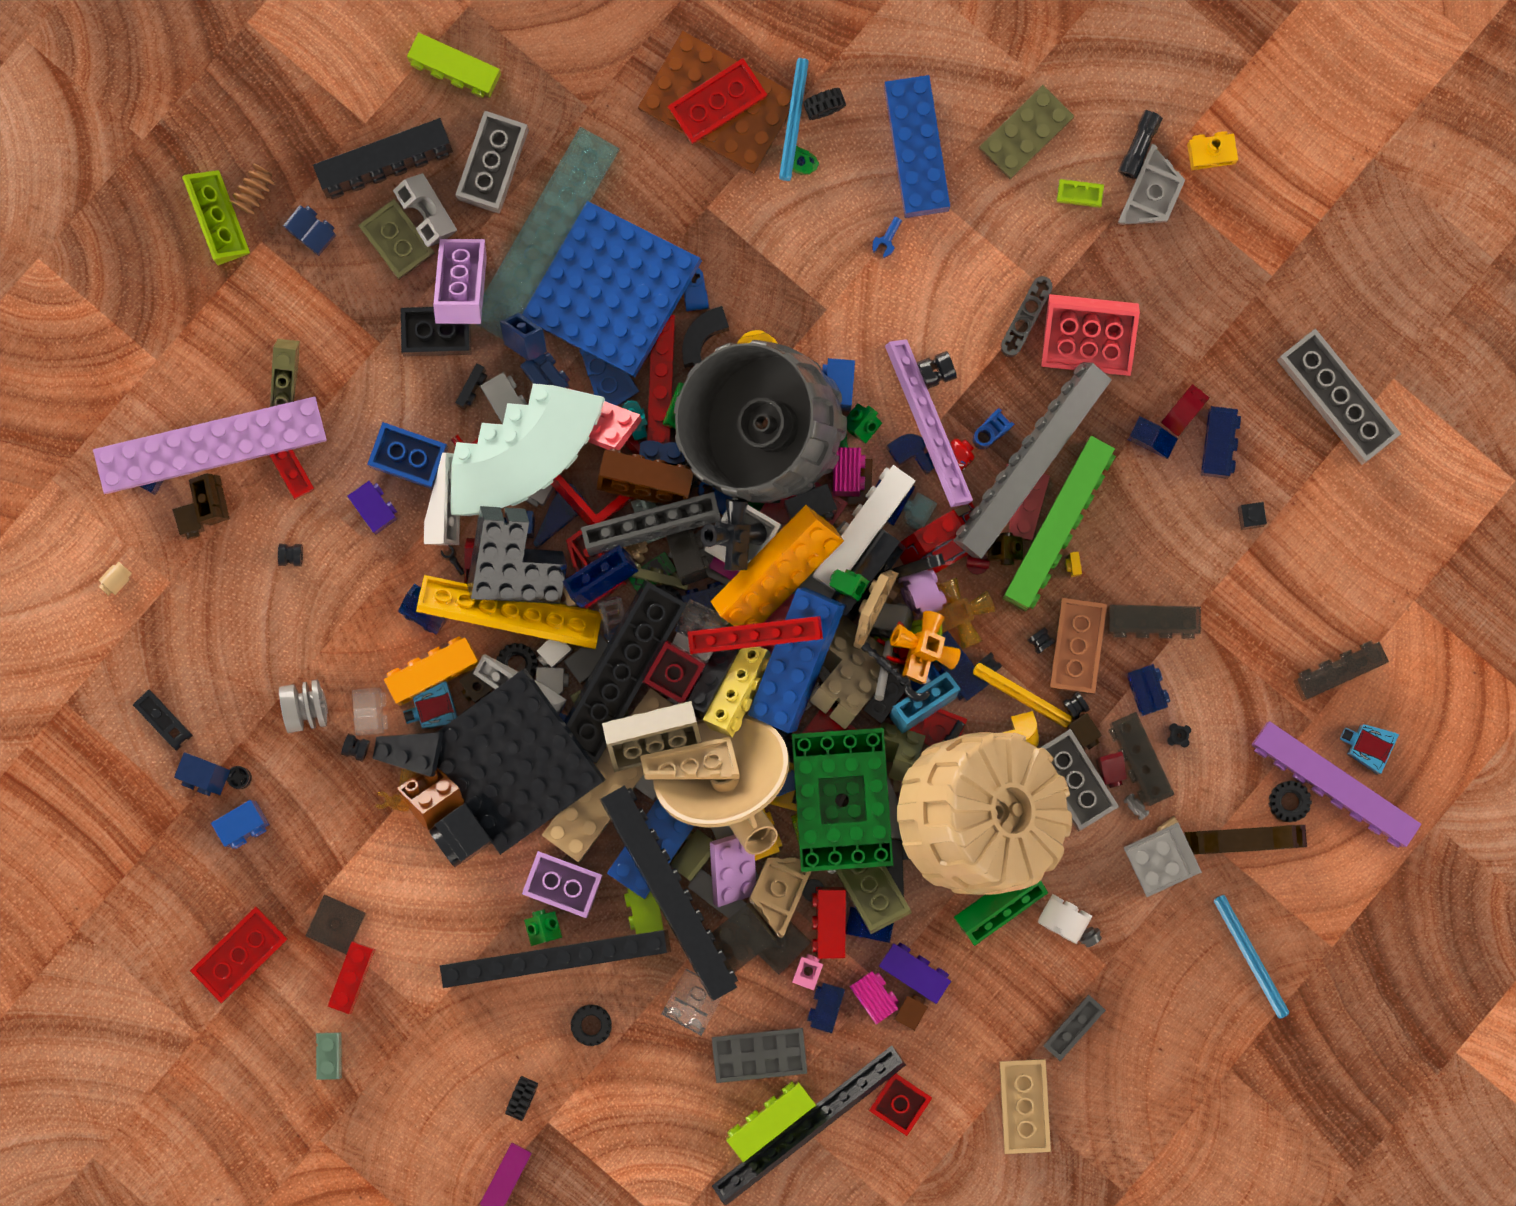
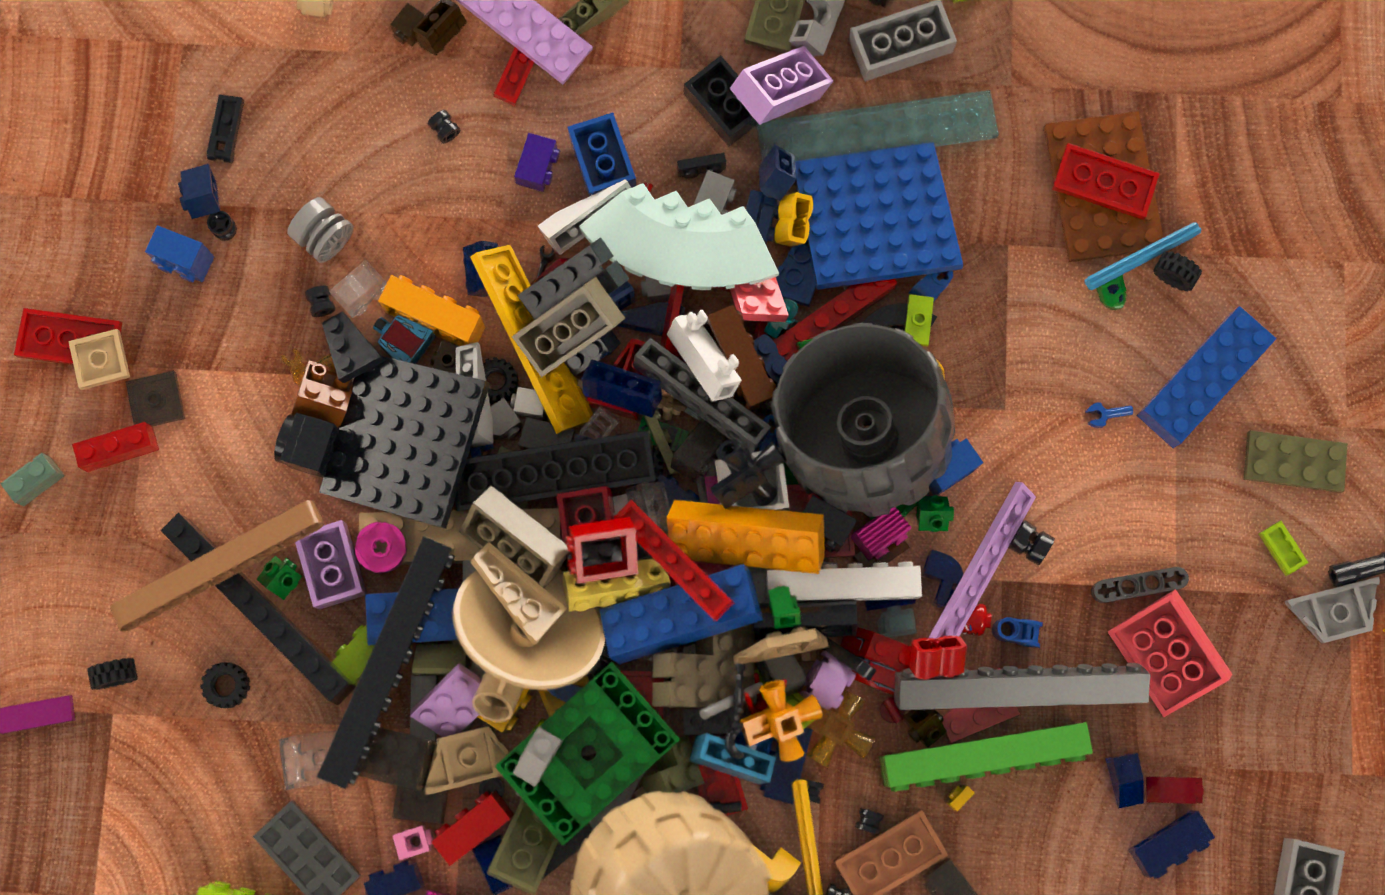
camera: 50 degrees right, 5 degrees down
(276, 941) = (99, 359): none -> tan plate
(505, 962) = (216, 566): none -> medium nougat beam
(528, 580) = (568, 327): none -> dark tan brick
(568, 352) = (793, 219): none -> yellow brick
(571, 845) = (367, 542): none -> dark pink plate
(625, 499) = (703, 356): none -> white brick
(704, 654) = (599, 530): none -> red window
(714, 322) = (919, 318): none -> lime plate
(819, 835) = (537, 756): none -> light grey slope
(966, 503) = (937, 657): none -> red brick

